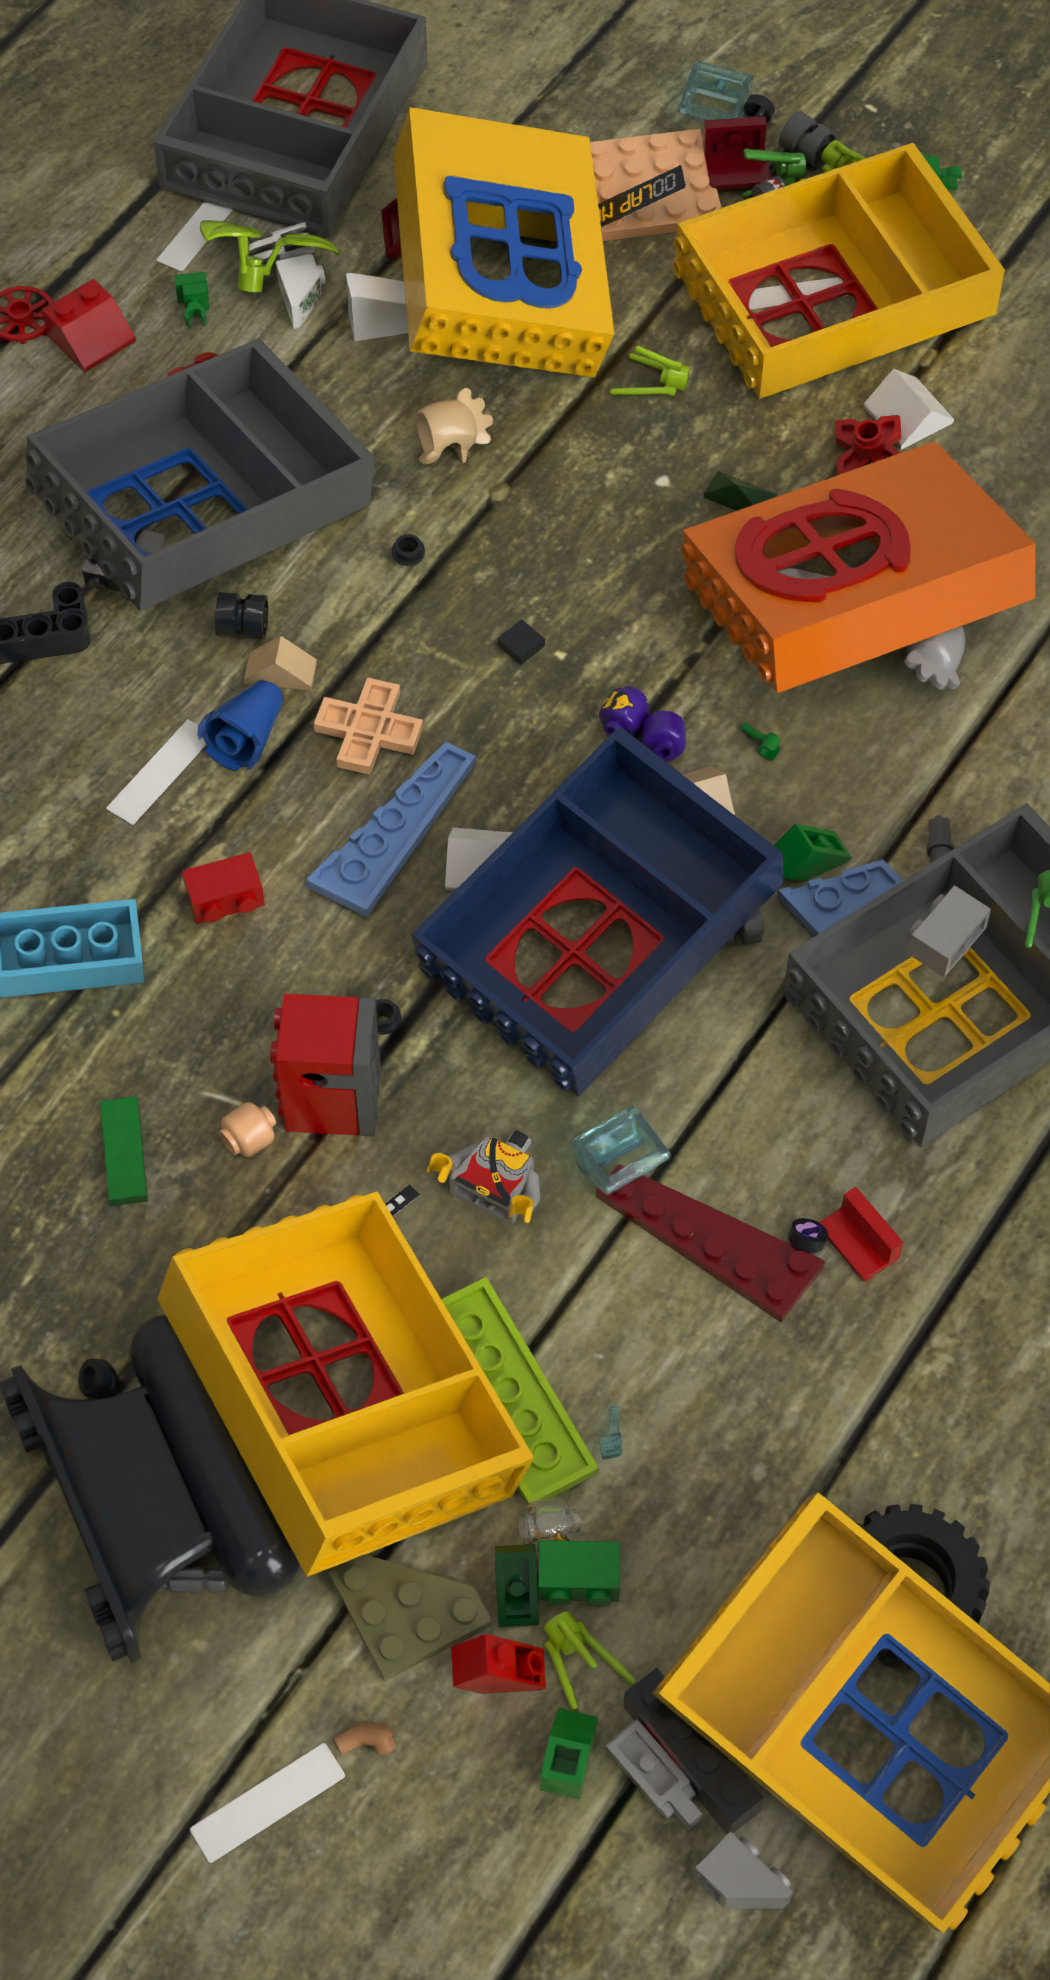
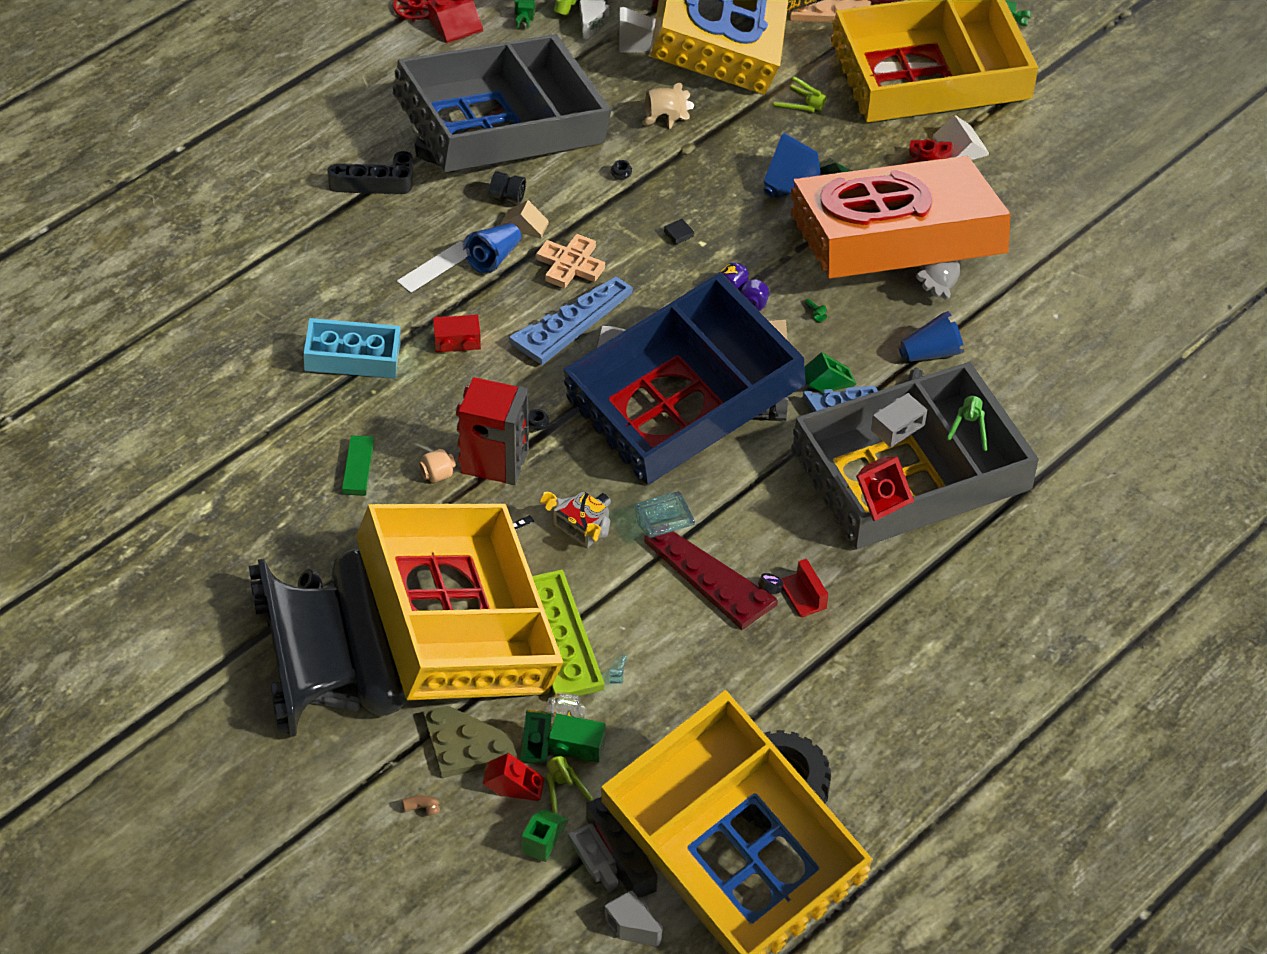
camera: 10 degrees right, 10 degrees down
(267, 1802) = (353, 829): white sticker -> none
(668, 503) = (790, 162): none -> blue slope
(953, 764) = (933, 340): none -> blue cone
(955, 1053) = (884, 487): none -> red slope

